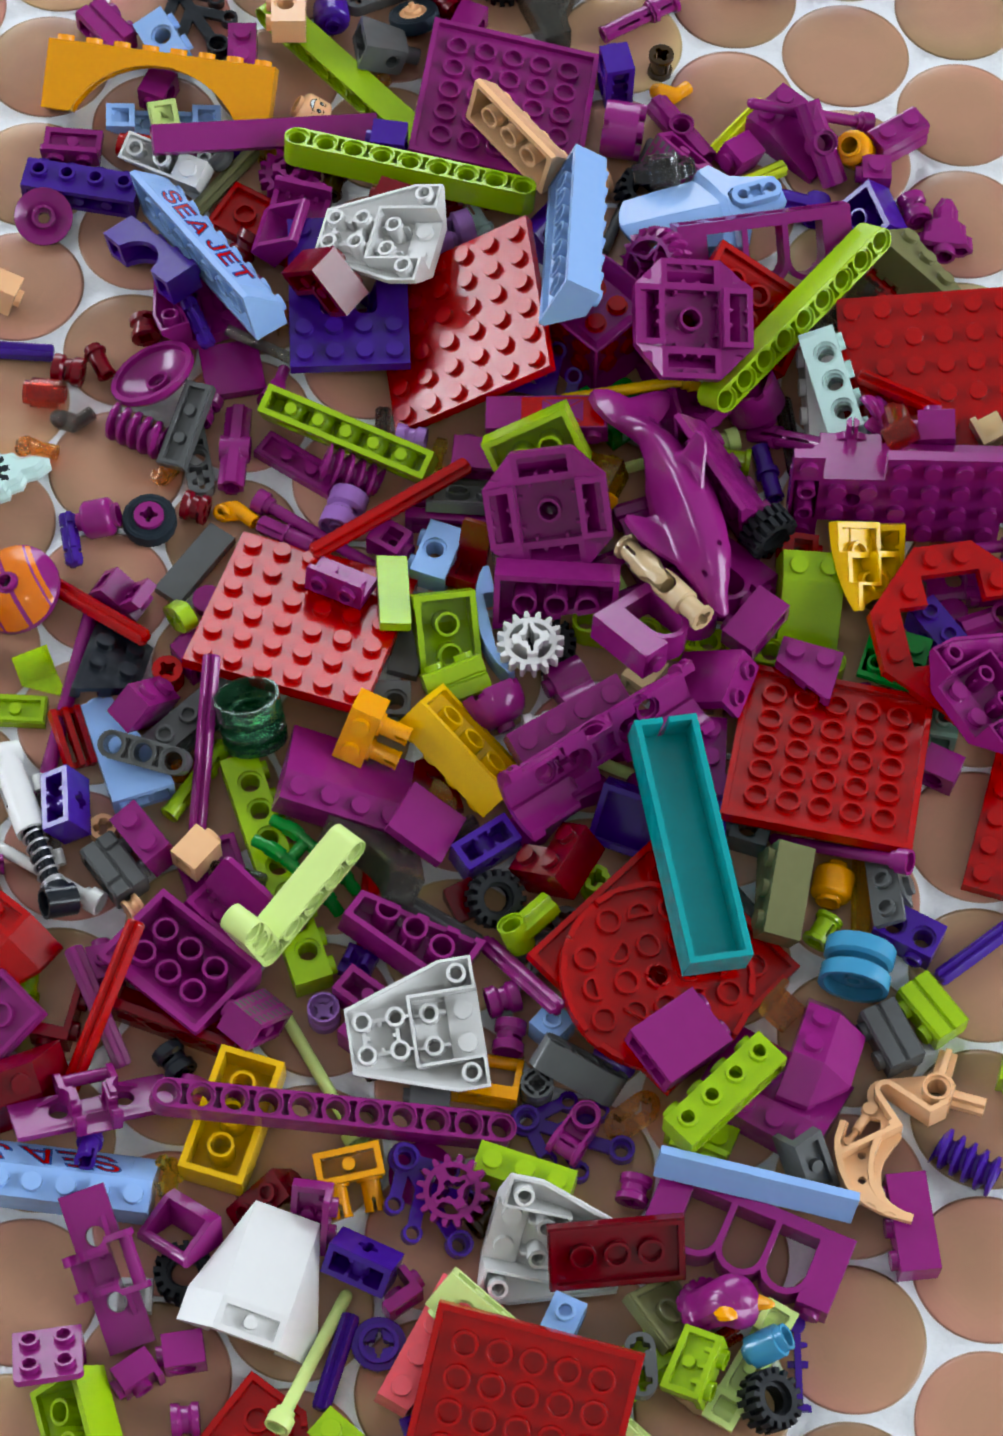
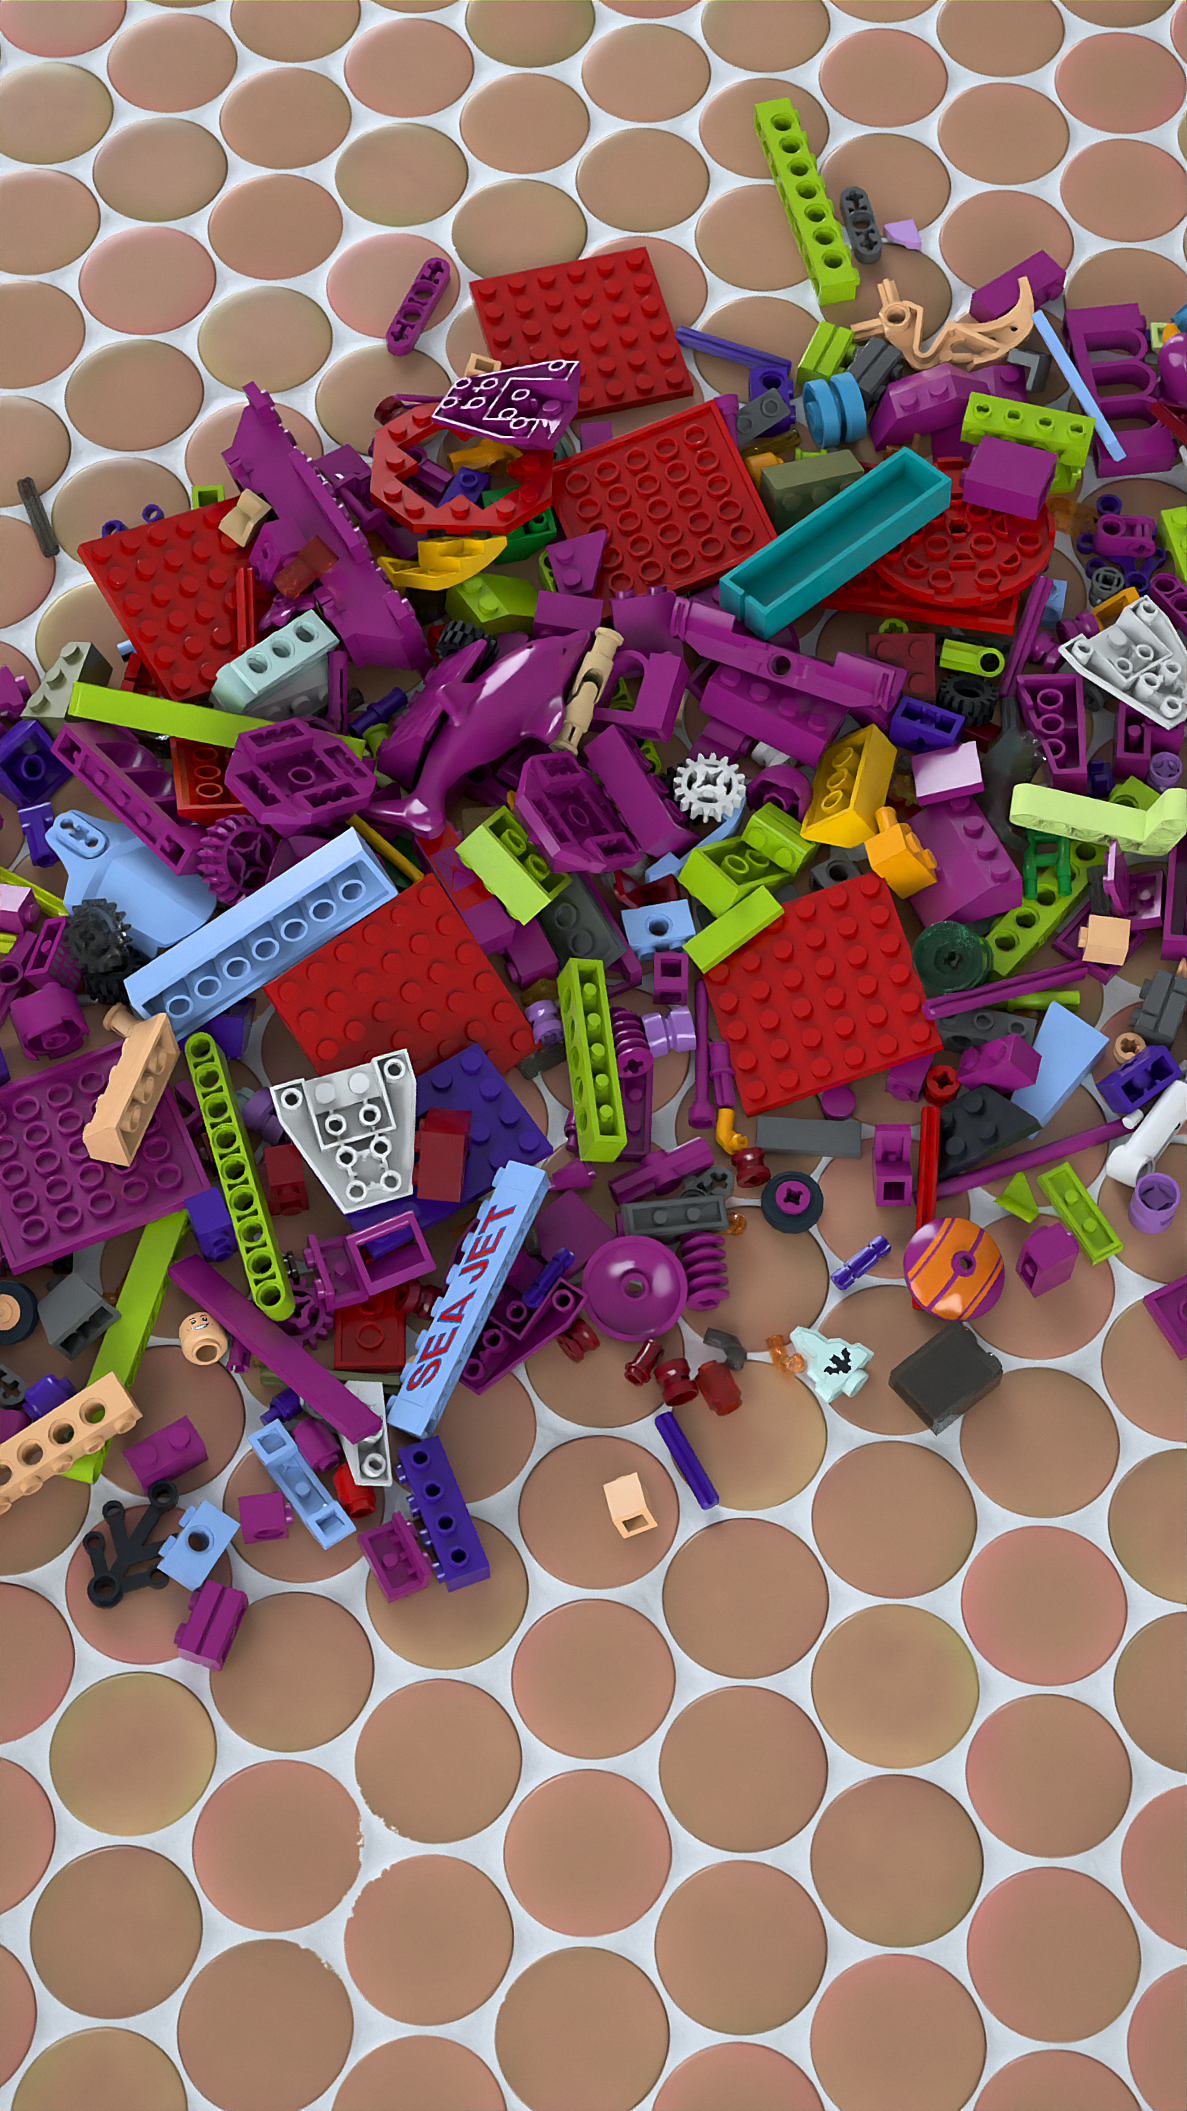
camera: 120 degrees left, 0 degrees up
(38, 202) = (507, 1526): magenta dish -> none
(79, 67) = (294, 1593): light orange arch -> none
(83, 734) = (1060, 1121): red tile -> none
(99, 518) = (824, 1245): magenta head -> none
(130, 753) = (1053, 1024): dark grey beam -> none
(137, 244) = (512, 1323): dark purple arch -> none
(144, 837) = (1119, 996): magenta brick -> none
(163, 111) = (299, 1482): yellowish green tile -> none
(180, 616) = (881, 1099): lime beam -> none
(340, 582) = (755, 977): magenta bracket -> none
(390, 508) = (648, 976): red axle -> none
(578, 1069) = (1076, 558): dark grey beam -> none
(620, 818) = (816, 635): dark purple piece -> none
(633, 1190) = (1135, 481): magenta wheel -> none
(967, 1162) = (938, 279): dark purple piece -> none

